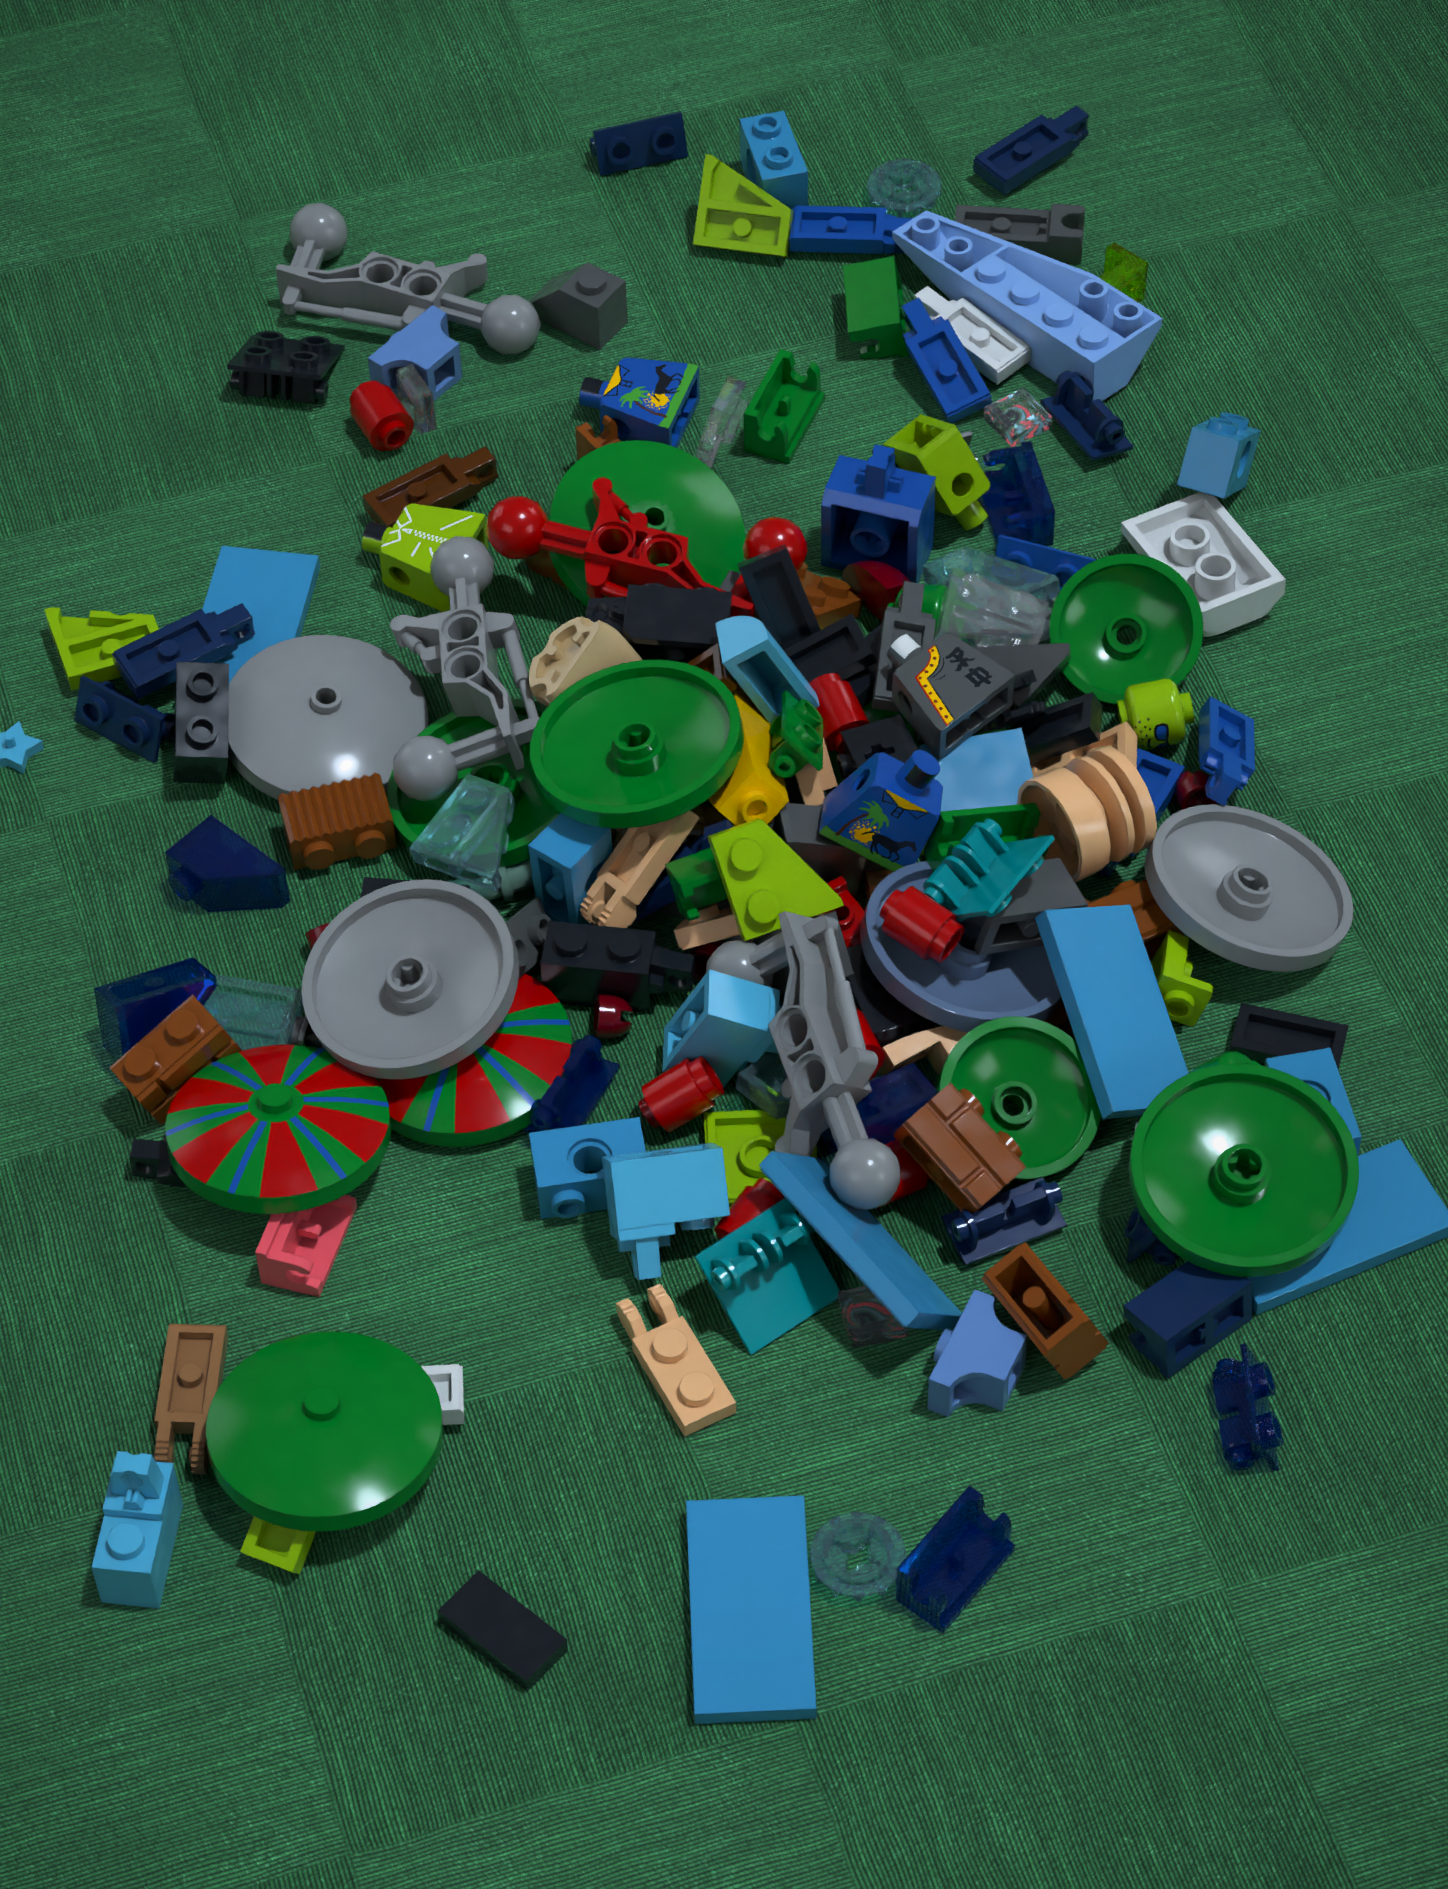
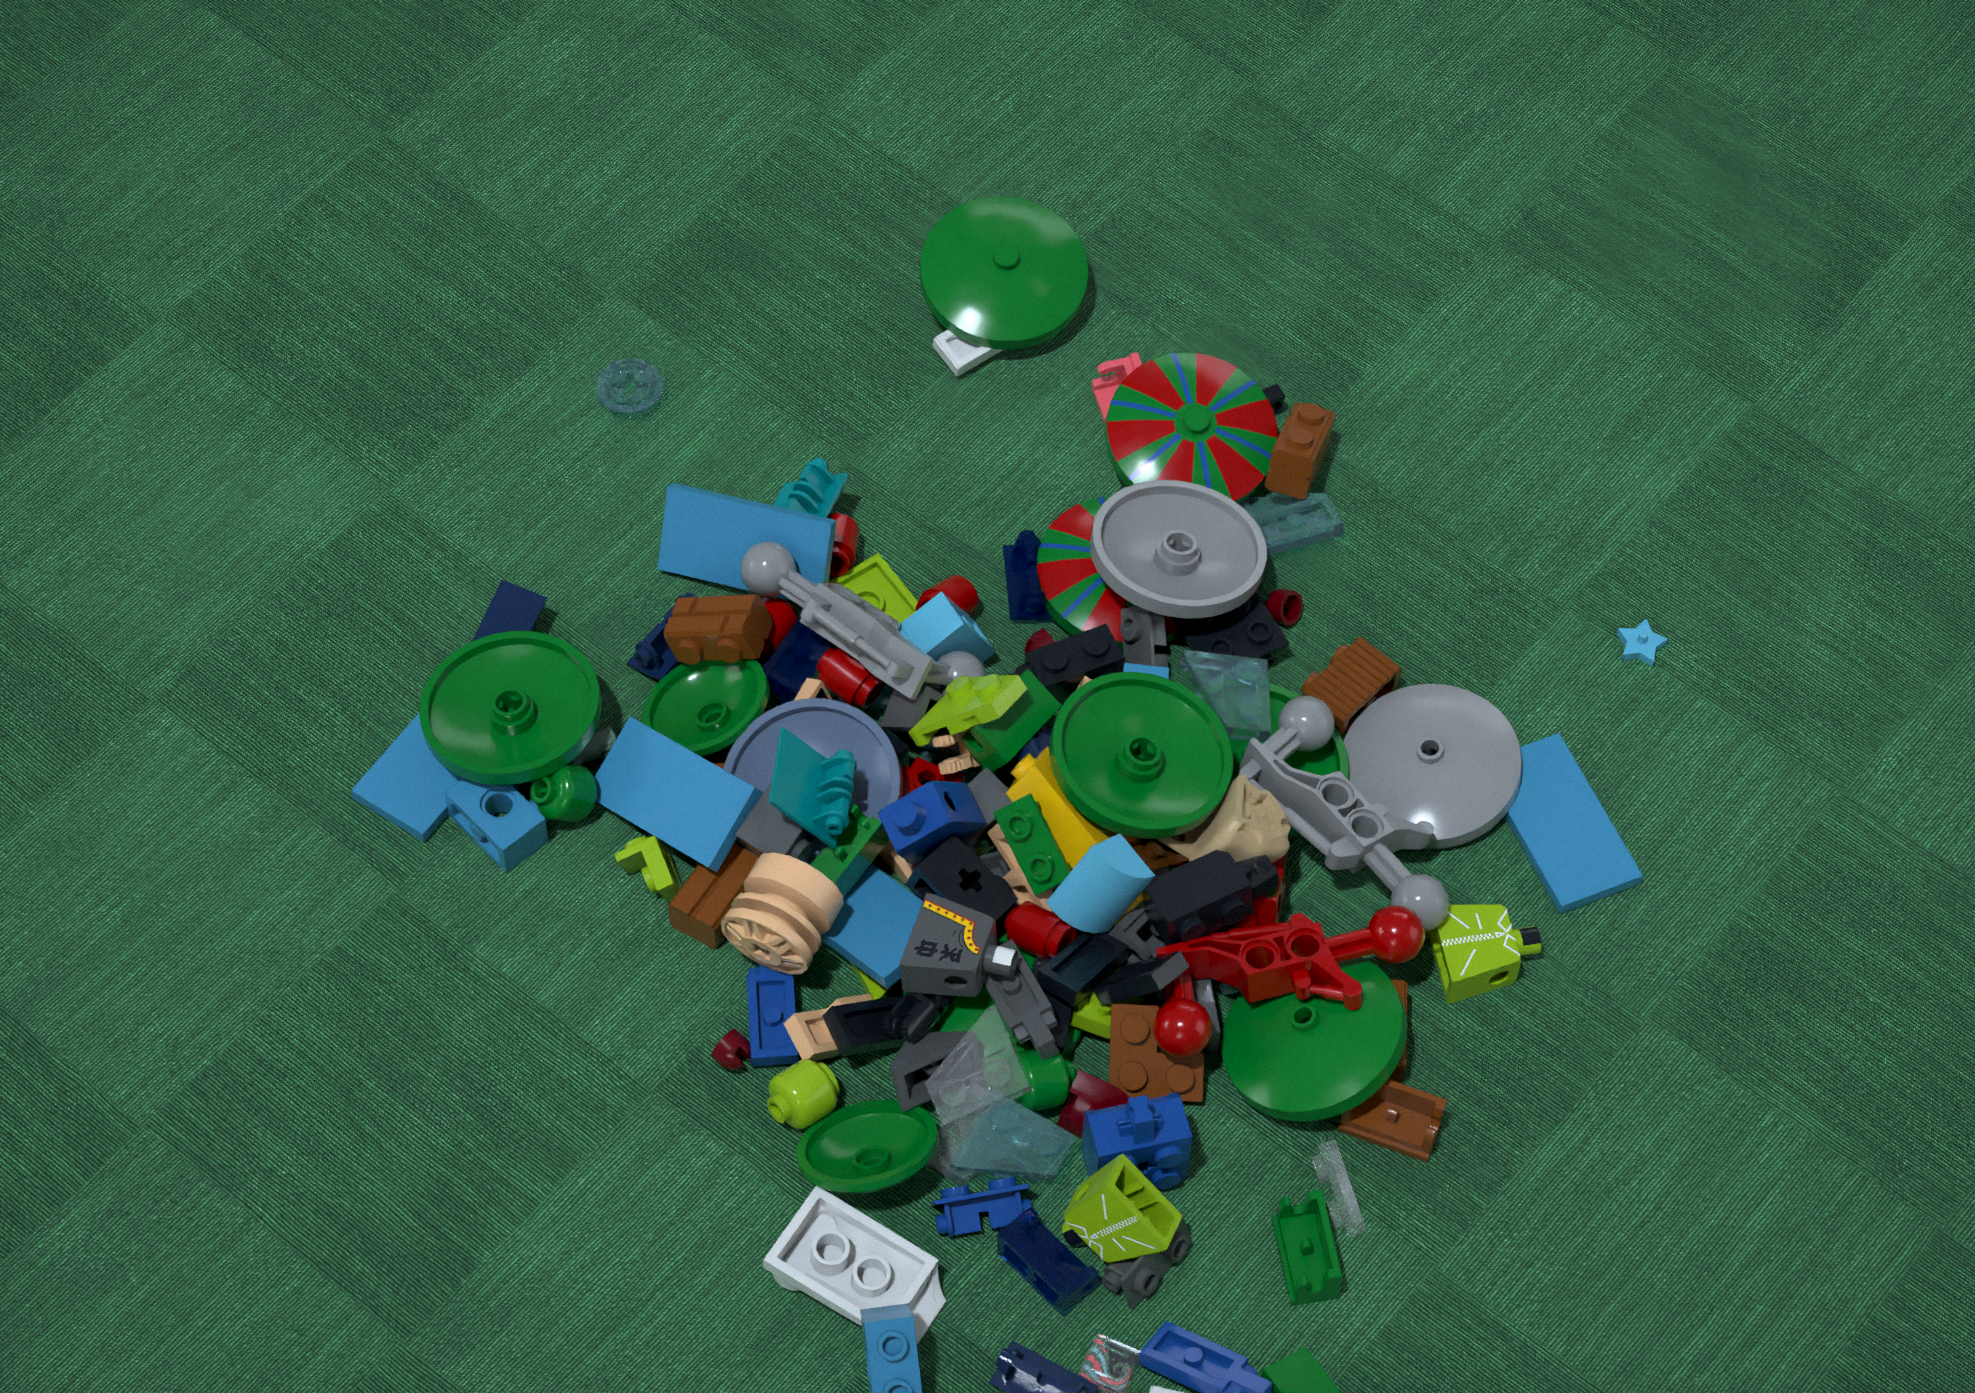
camera: 145 degrees right, 5 degrees up
(88, 643) = (1651, 745): lime wing -> none
(122, 718) = (1596, 696): dark blue hinge -> none
(137, 1531) = (1073, 179): medium azure hinge -> none
(140, 1002) = (1350, 475): clear blue slope -> none
(187, 1385) = (1119, 282): medium nougat hinge -> none
(196, 638) = (1579, 751): dark blue hinge -> none
(201, 722) = (1512, 691): black brick -> none
(224, 871) = (1395, 612): clear blue slope -> none
(297, 361) = (1753, 1077): black hinge -> none
(380, 416) = (1626, 1059): red brick -> none
(391, 290) = (1843, 1221): light grey piece -> none
(416, 398) = (1613, 1091): clear tile -> none
(425, 346) = (1645, 1135): medium blue brick -> none
(437, 484) = (1528, 1011): reddish brown hinge -> none
(503, 1630) = (818, 249): black tile -> none
(566, 1154) = (962, 550): dark azure brick -> none
(584, 304) = (1565, 1269): dark grey slope -> none
(646, 399) = (1423, 1187): blue torso -> none
(659, 1189) = (901, 511): medium azure hinge -> none
(677, 1364) = (811, 438): light nougat hinge -> none
(750, 1610) = (677, 331): dark azure tile -> none
(921, 924) = (840, 732): red brick -> none
(954, 1561) = (566, 408): clear blue hinge -> none
(976, 1360) = (627, 533): medium blue brick -> none
(1044, 1310) = (598, 572): dark orange brick -> none
(1225, 749) = (724, 1080): blue hinge -> none
(1249, 888) = (603, 937): light grey dish -> none
(1256, 1430) = (419, 582): clear blue hinge -> none
(1274, 1033) = (546, 880): black tile -> none

